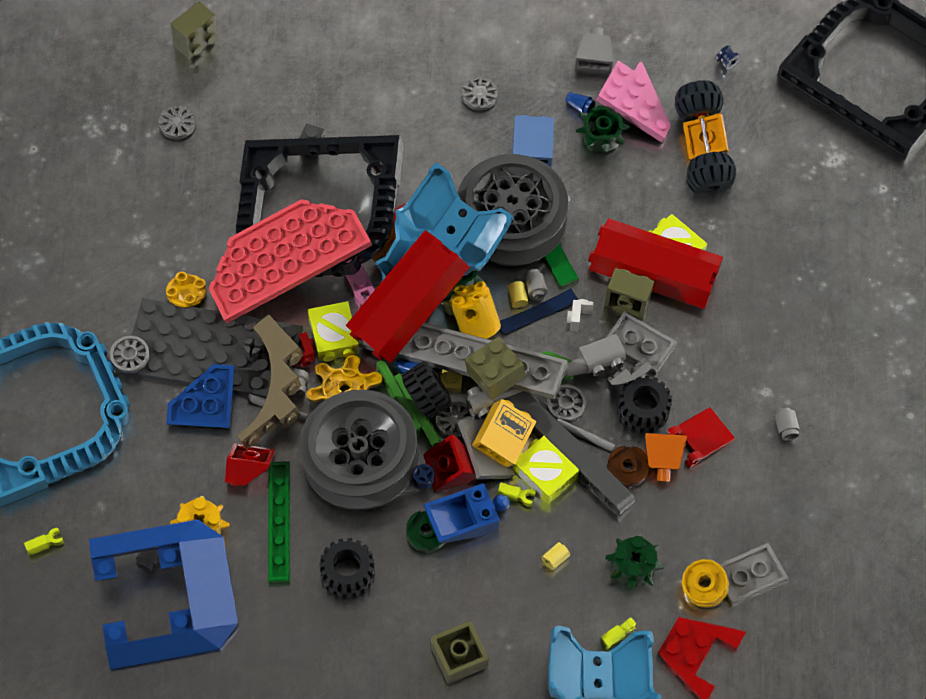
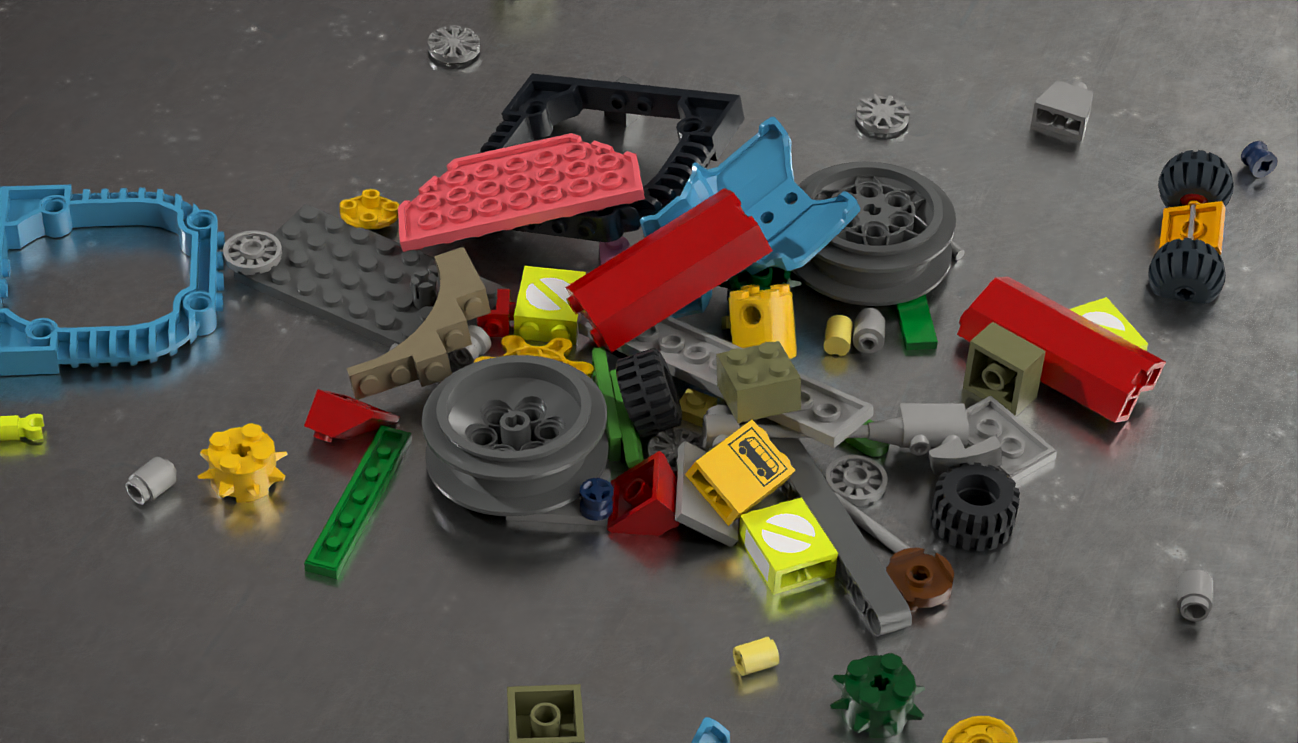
camera: 20 degrees right, 20 degrees down
(205, 401) = (328, 330): blue plate -> none
(208, 587) = (204, 542): blue slope -> none
(347, 584) = (427, 595): black tyre -> none
(415, 535) = (572, 585): dark green plate -> none
(462, 514) = (639, 561): blue slope -> none
(516, 494) = (728, 563): neon yellow bar -> none
(534, 137) = (944, 166): medium blue brick -> none
(538, 311) = (861, 367): dark blue sticker -> none
(579, 307) = (920, 373): white bracket -> none
(580, 102) = (1024, 157): blue cone -> none
(602, 129) = (1041, 186): dark green brick -> none
(635, 99) = (1103, 167): bright pink wing -> none
(665, 453) = (983, 571): orange torso -> none
(704, 435) = (1050, 574): red flag -> none

